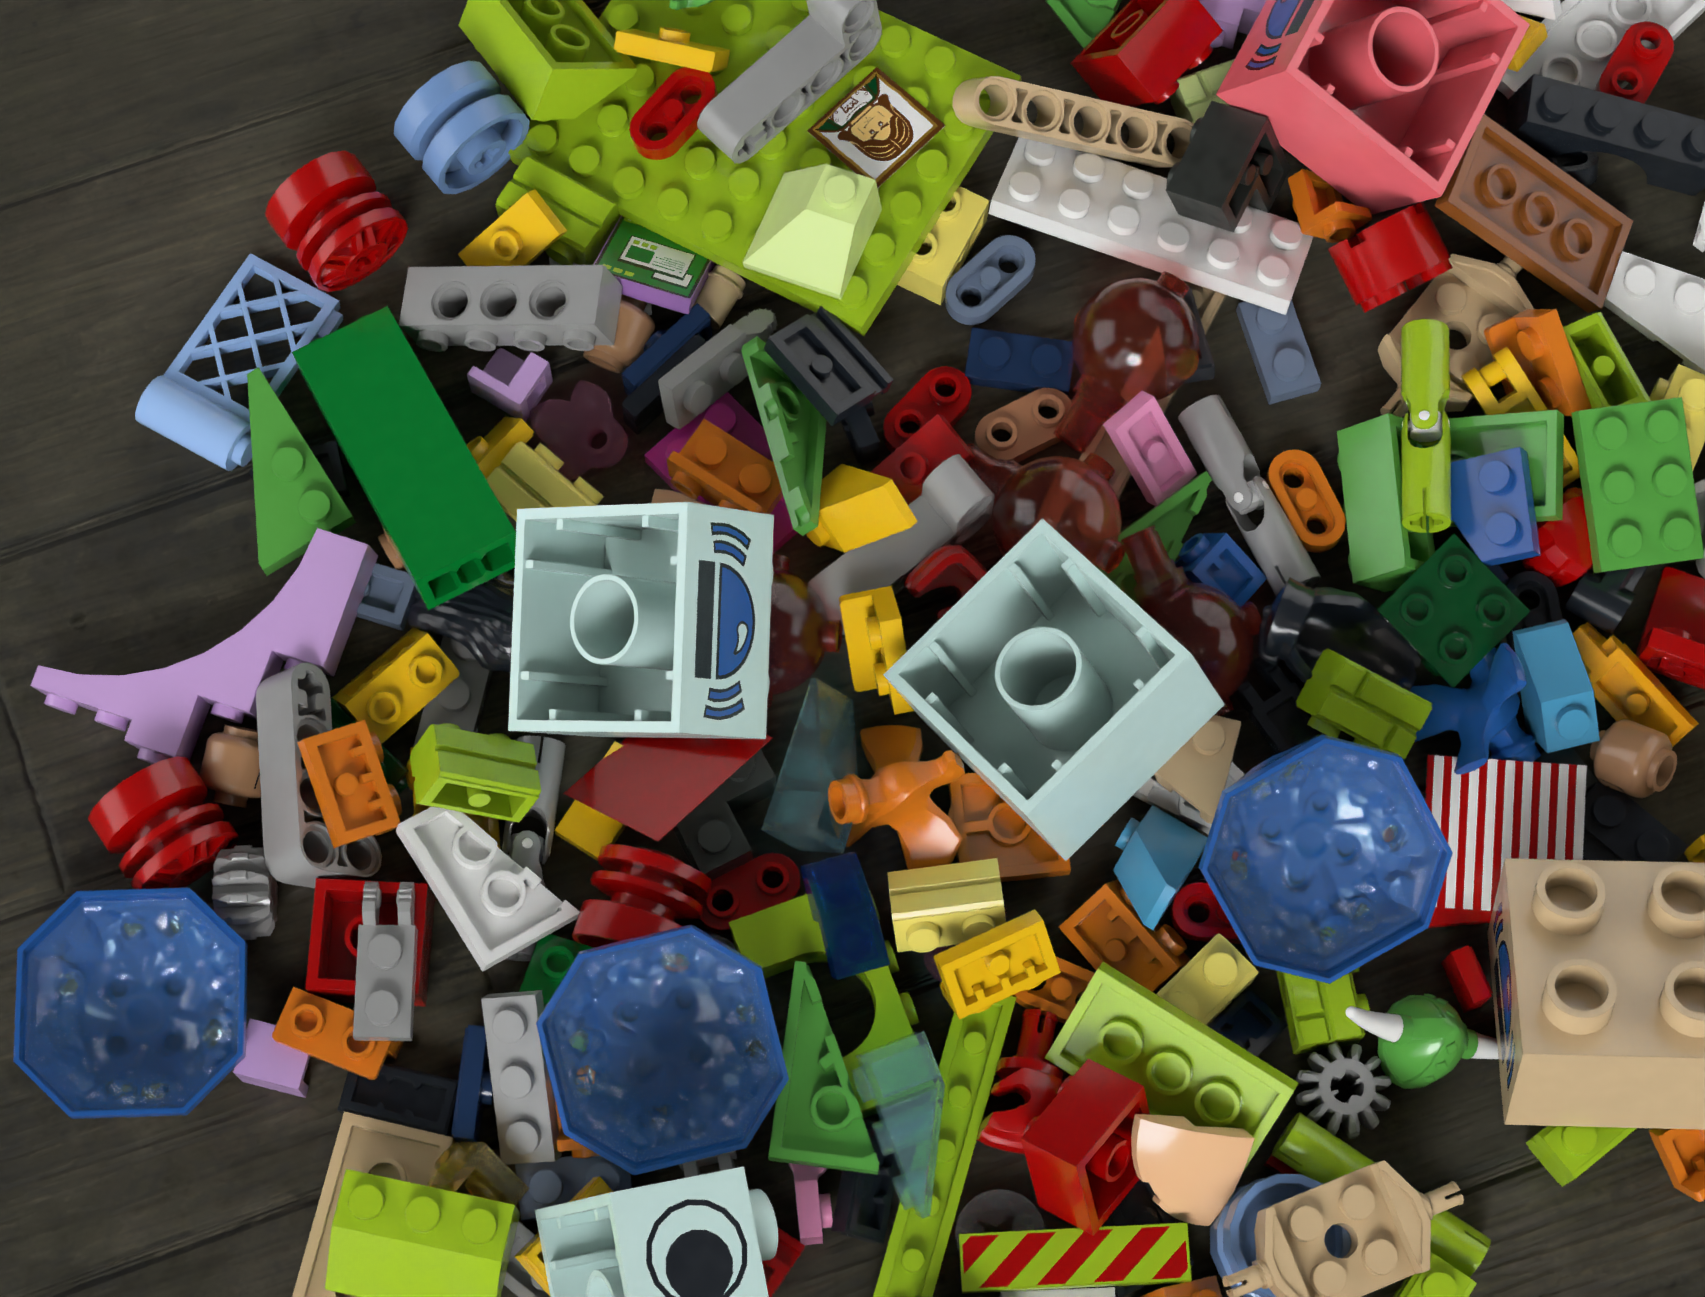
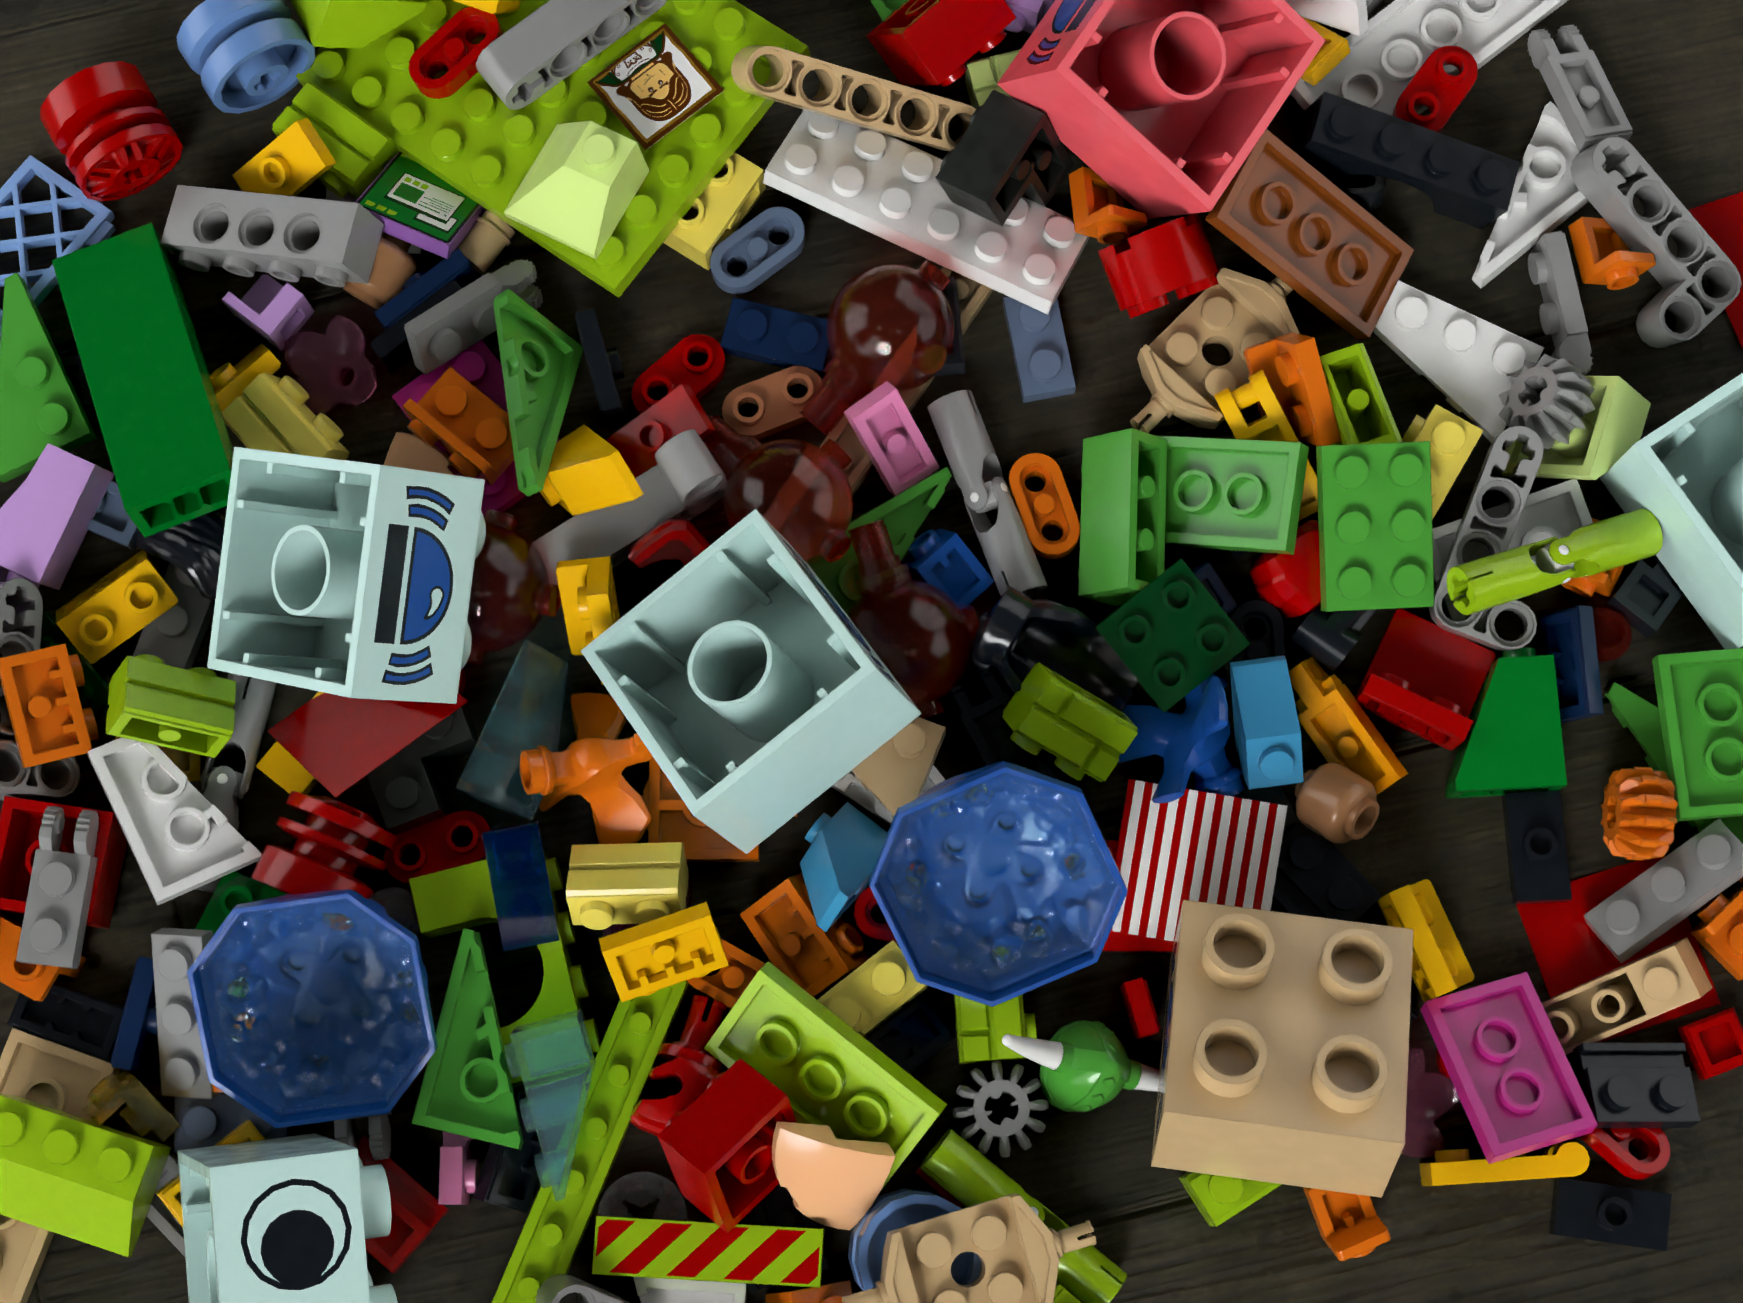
camera: 10 degrees right, 5 degrees up
(828, 365) = (576, 324): black plate -> none
(1426, 392) = (1174, 410): lime piece -> none
(1495, 506) = (1223, 531): blue wing -> none

